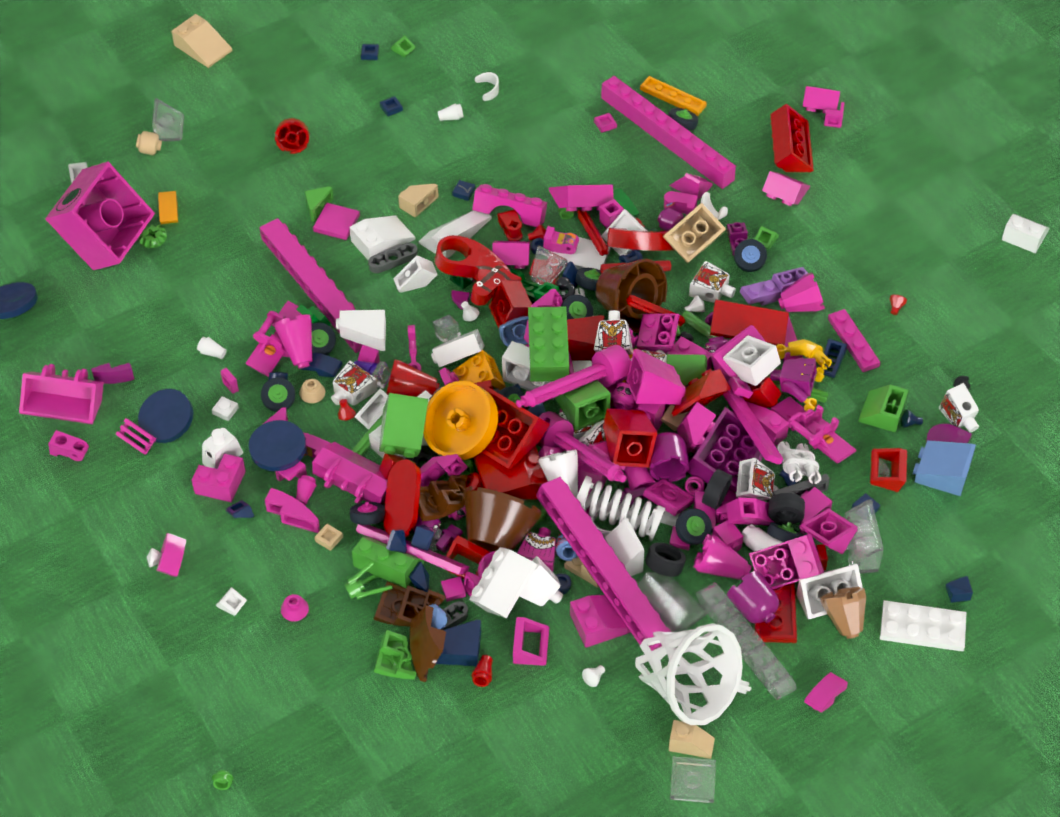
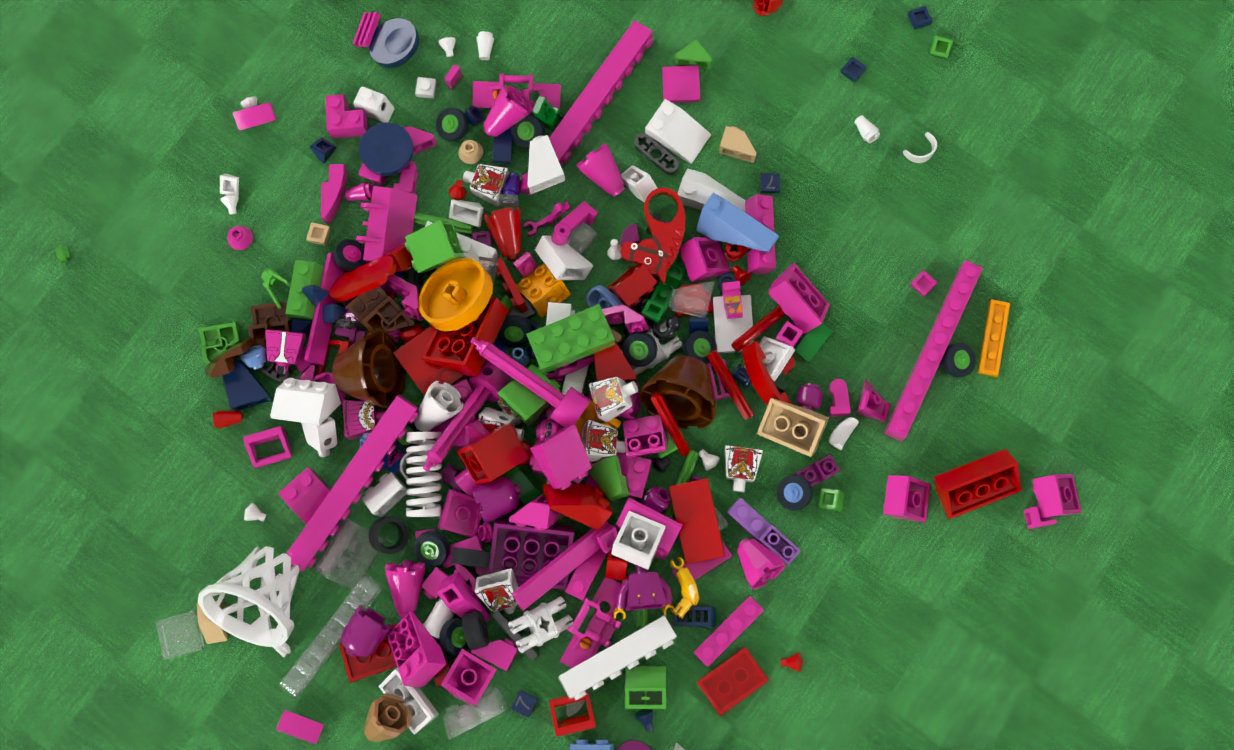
camera: 75 degrees right, 25 degrees up
(192, 376) = (447, 44): none -> white rock
(252, 604) = (230, 202): none -> white rock
(390, 294) = (603, 170): none -> dark pink cone
(430, 329) = (582, 213): none -> dark pink leg
(438, 588) = (284, 348): none -> dark pink torso
(491, 215) = (729, 224): none -> medium blue wedge
(565, 583) = (341, 450): dark blue tile -> none
(851, 417) = (617, 657): none -> white brick
(898, 351) = (732, 681): none -> red tile

